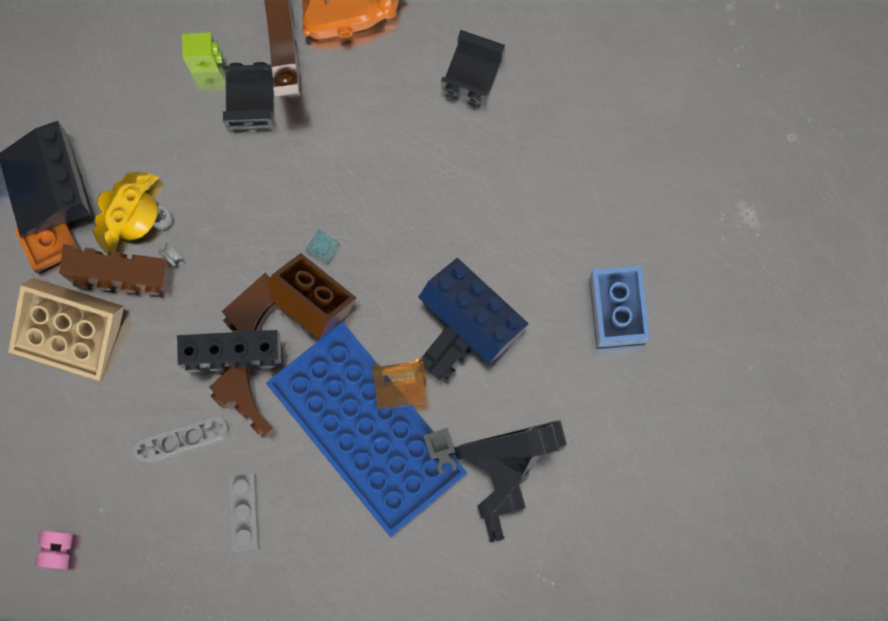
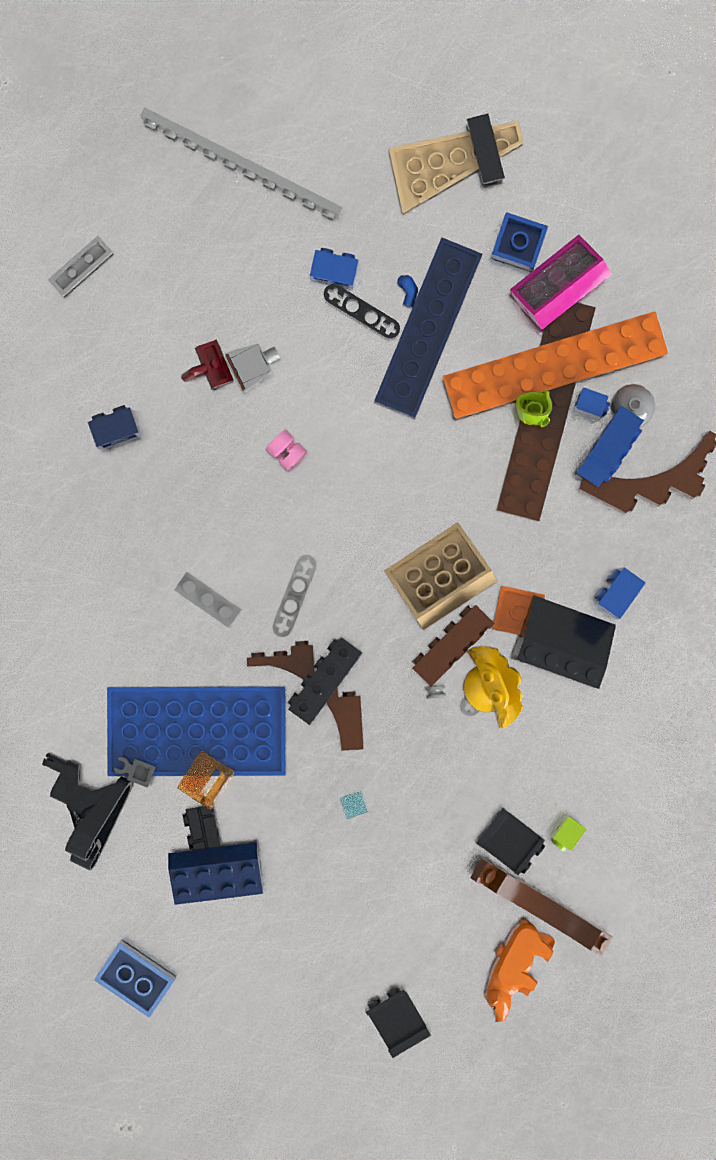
camera: 120 degrees right, 10 degrees up
(310, 295) = (319, 767): reddish brown brick -> none

